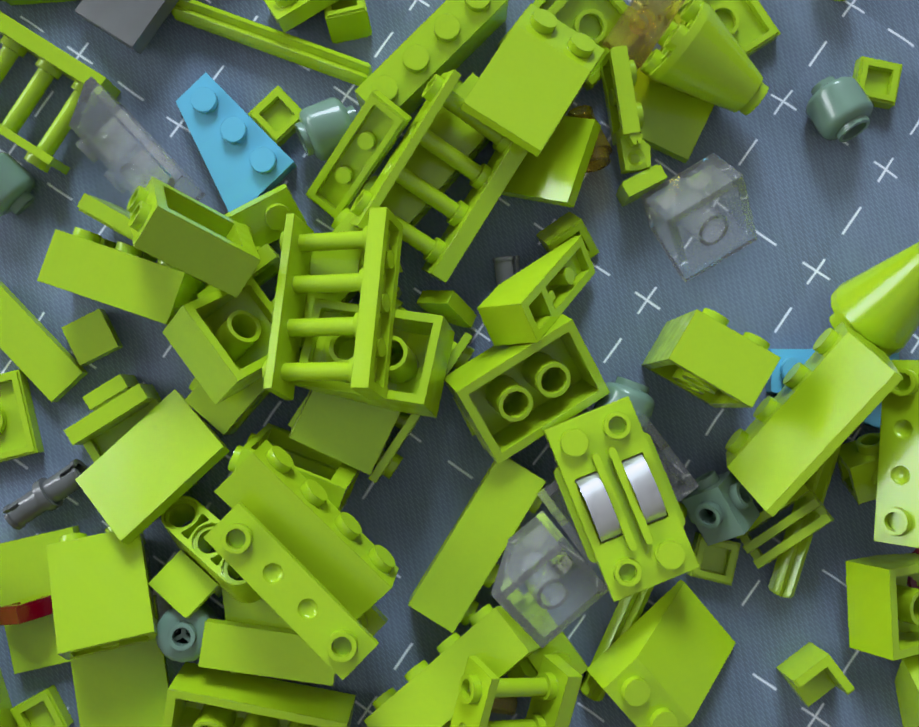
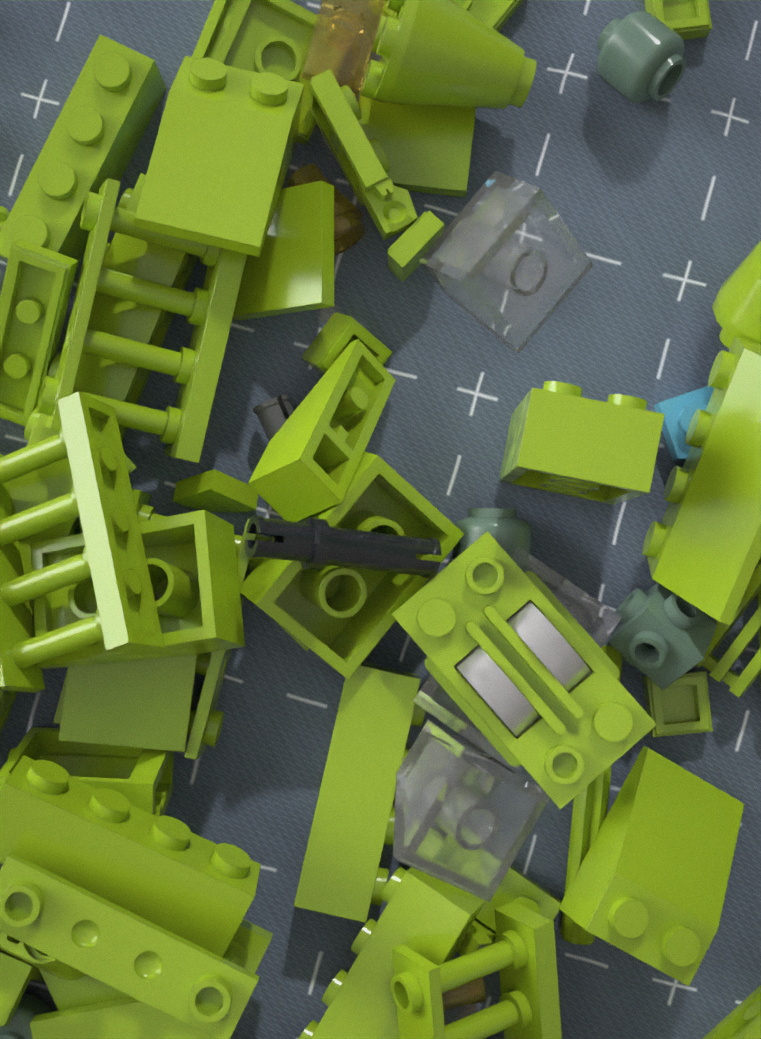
camera: 20 degrees left, 0 degrees up
(514, 366) = (320, 545): none -> black pin

